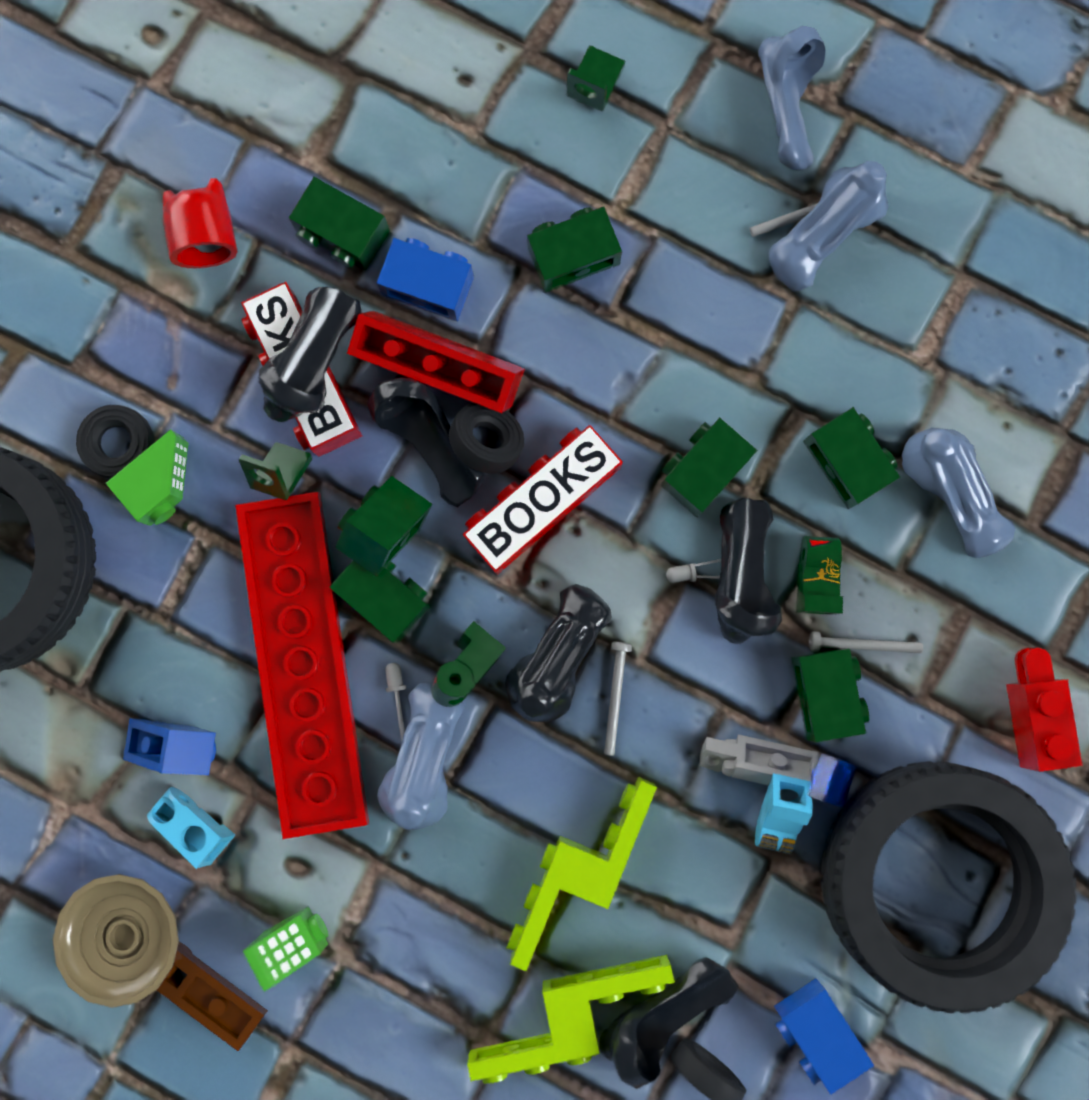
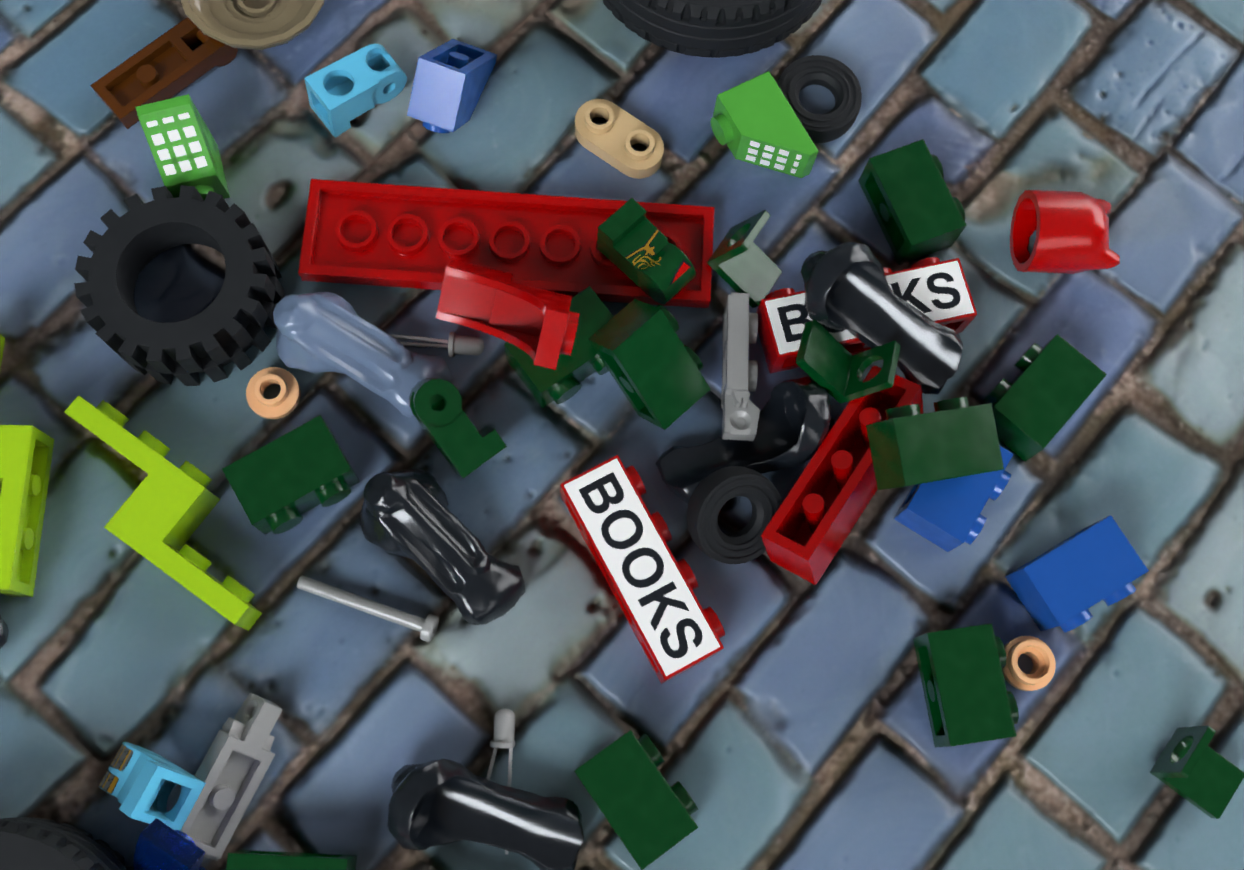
camera: 90 degrees right, 10 degrees down
(189, 599) = (614, 138): none -> tan plate
(194, 348) = (912, 201): none -> dark green brick
(293, 548) = (644, 253): none -> dark green leg
(357, 378) = (841, 371): none -> dark green bracket
(371, 627) = (514, 312): none -> red arch
(372, 458) = (738, 372): none -> light grey hinge
(388, 971) = (206, 340): none -> black tyre
(407, 294) = (934, 445): none -> dark green brick
(472, 804) = (280, 405): none -> light nougat plate
(473, 179) = (1077, 575): none -> blue brick
(533, 780) = (291, 477): none -> dark green brick
(549, 196) = (1042, 660): none -> light nougat plate

